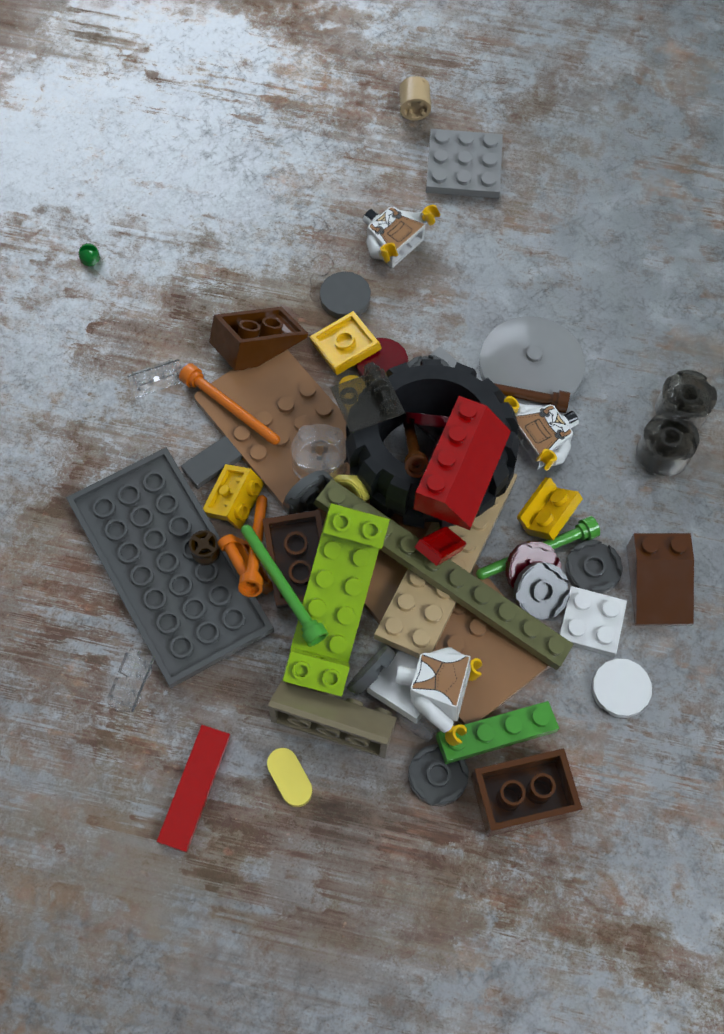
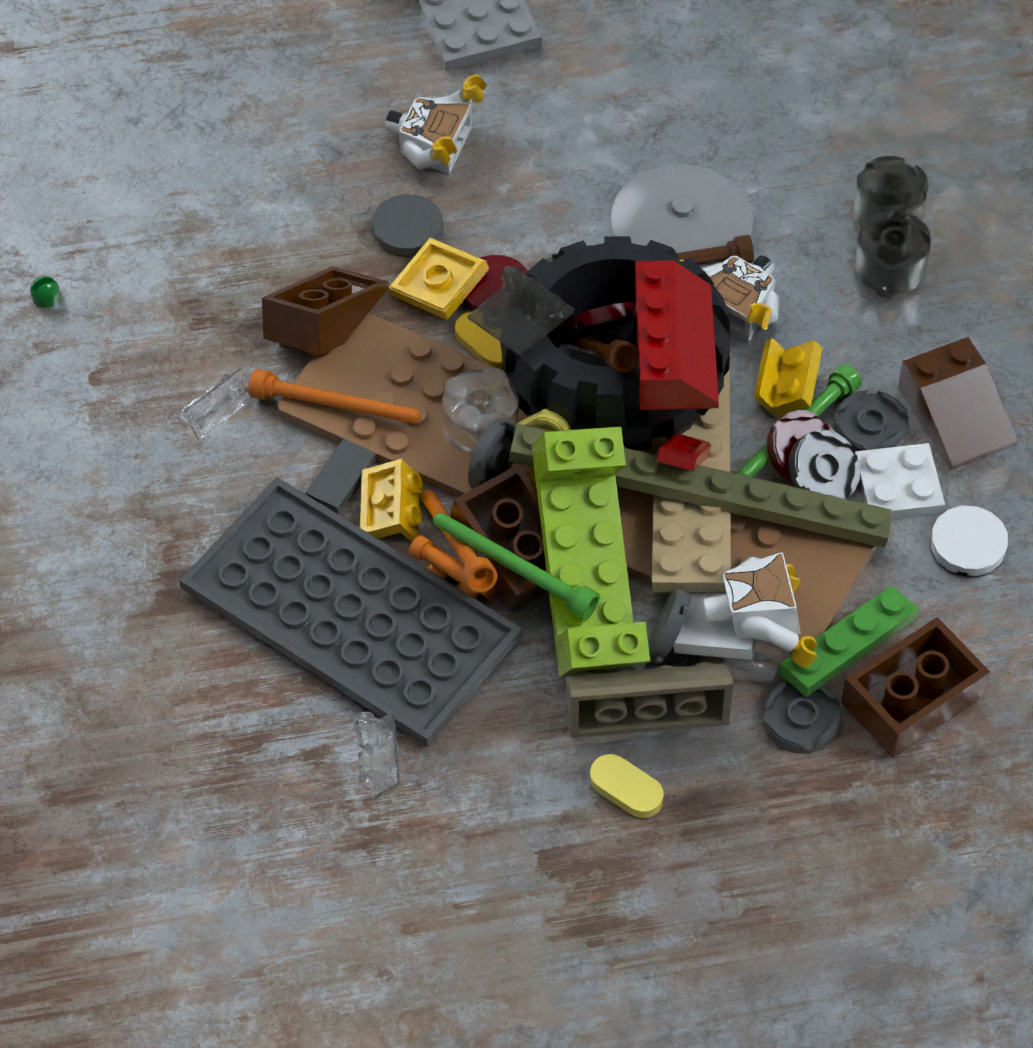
camera: 20 degrees left, 10 degrees down
(193, 789) = (517, 843): red tile -> none
(204, 541) = (384, 561): dark brown wheel -> none

